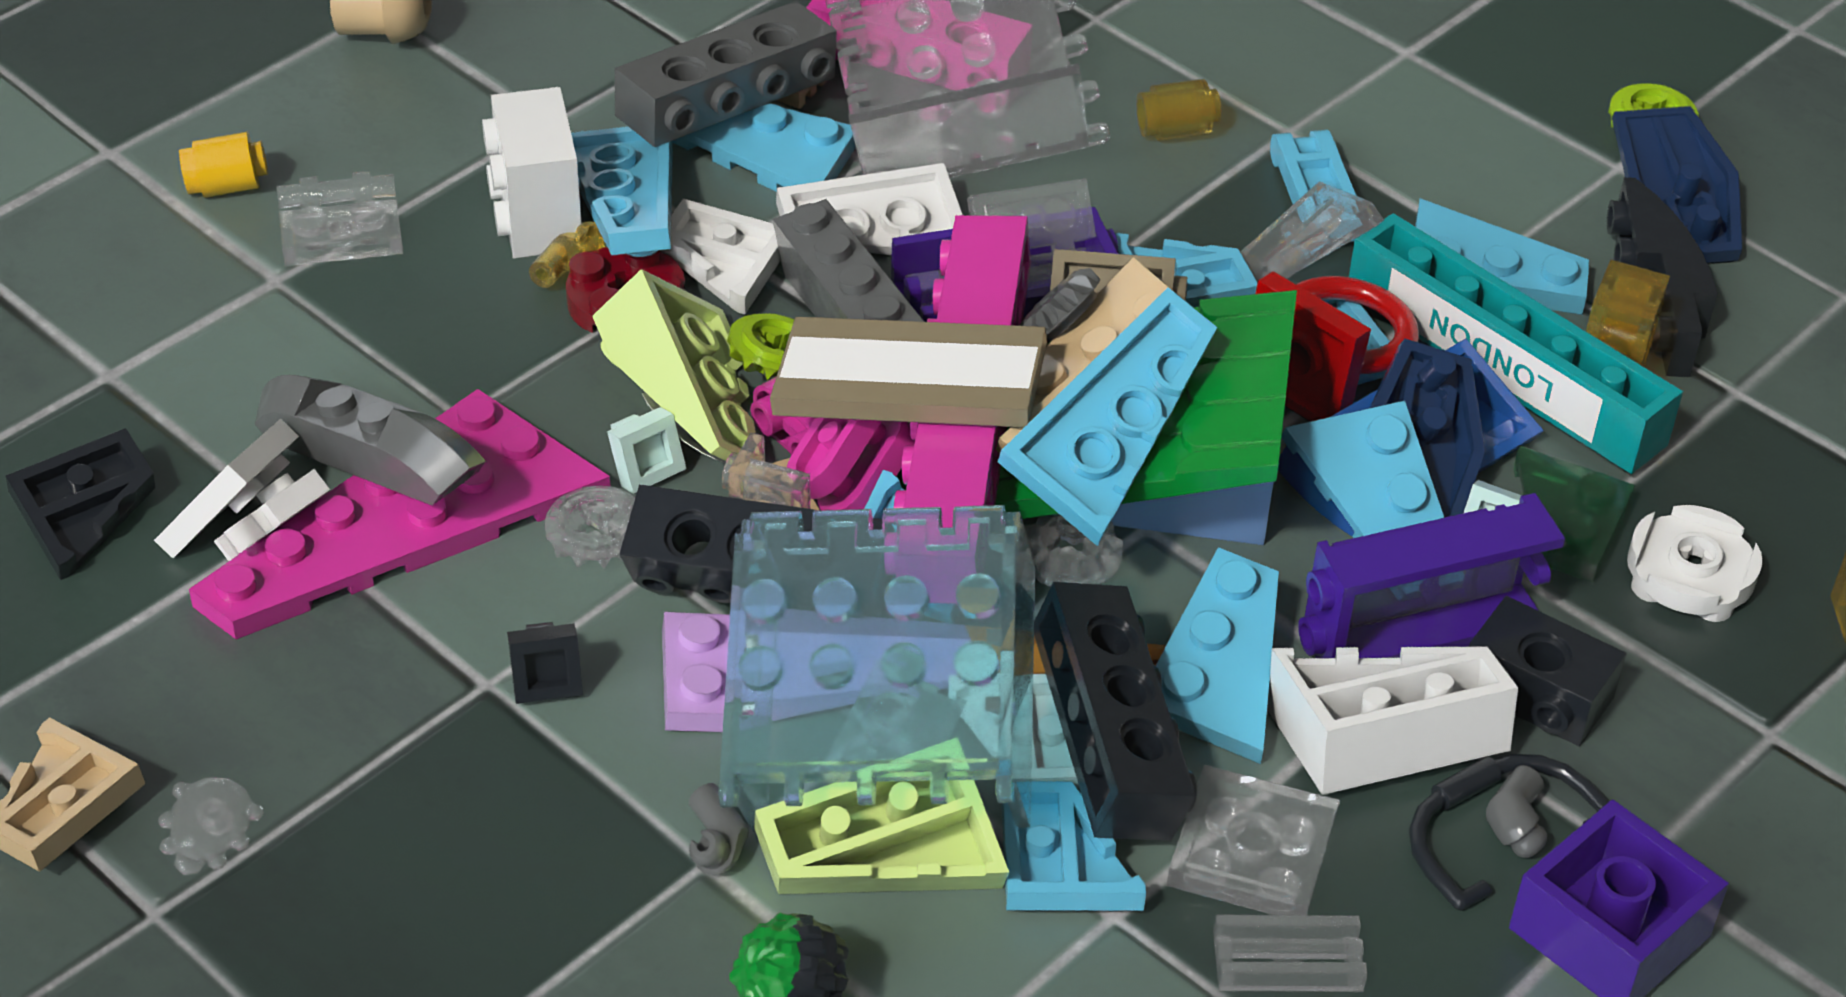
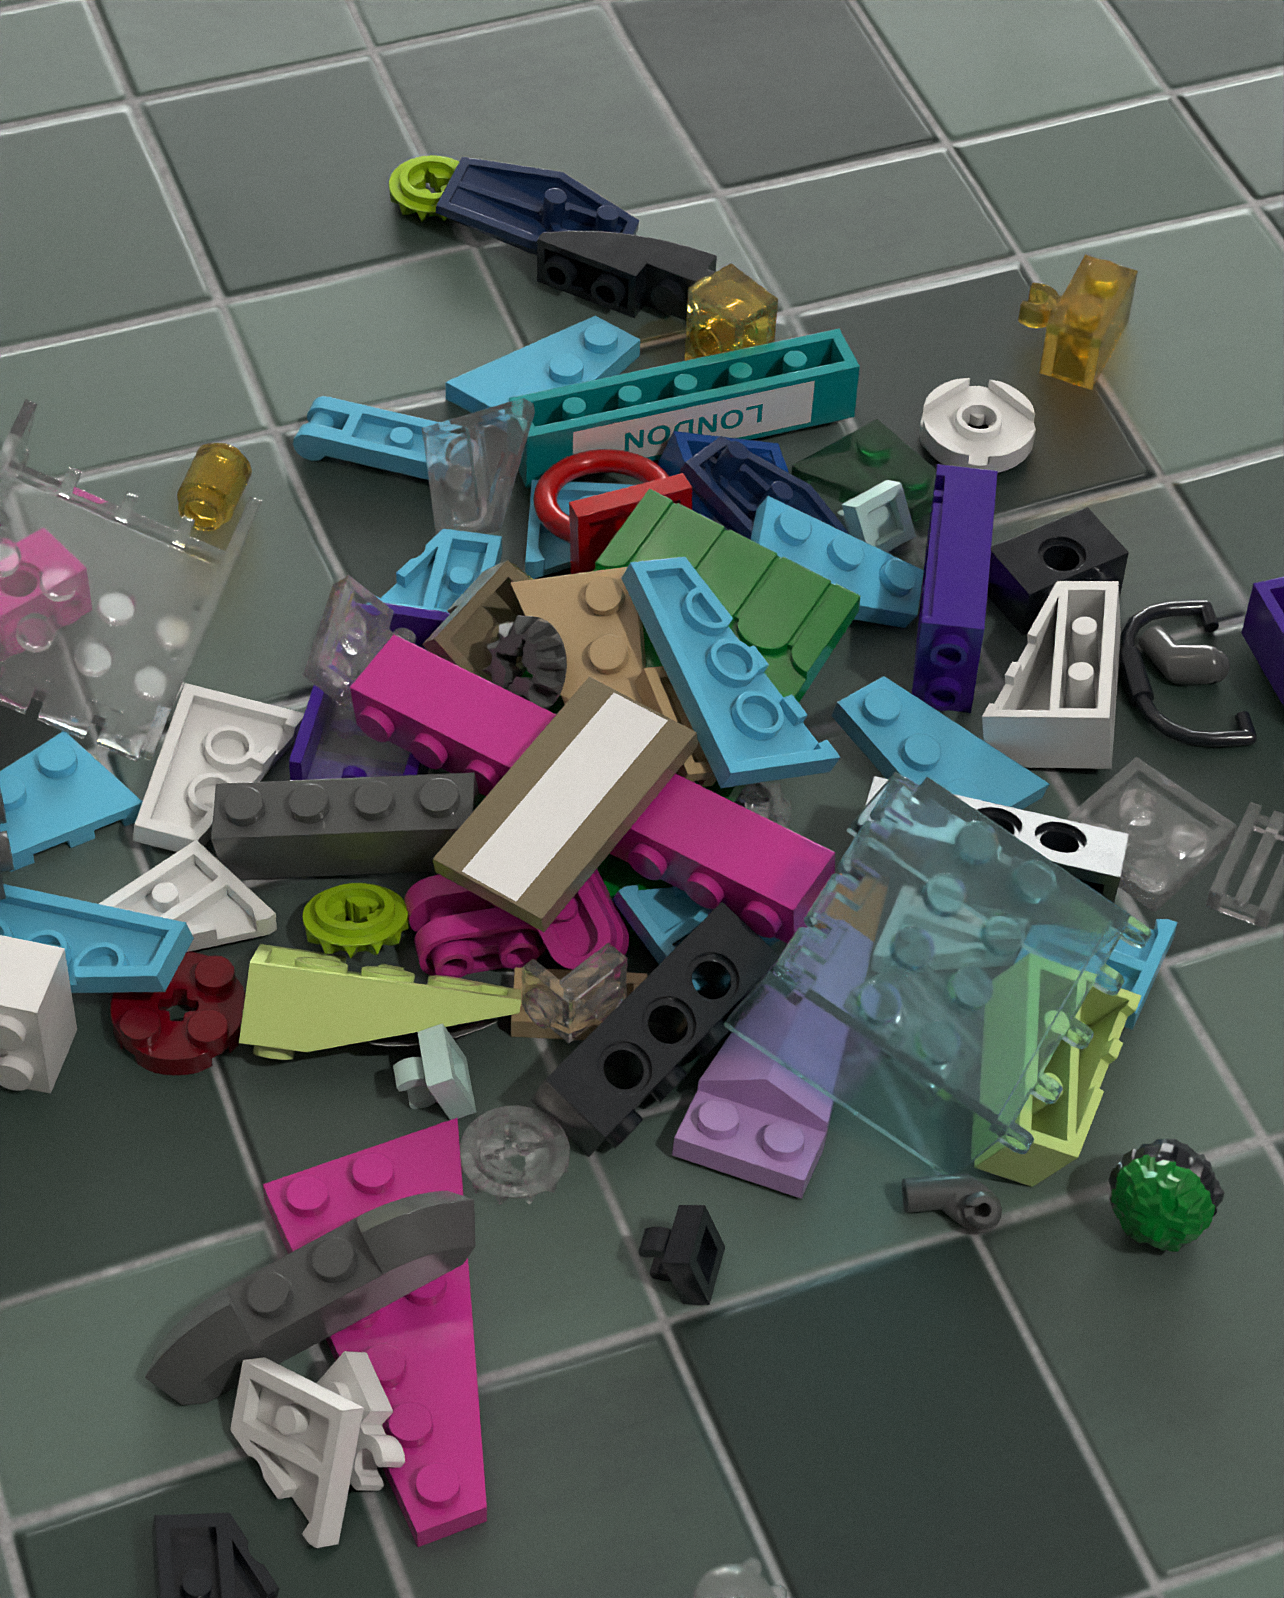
camera: 65 degrees left, 5 degrees up
(557, 255) = (92, 1036): clear yellow arm -> none

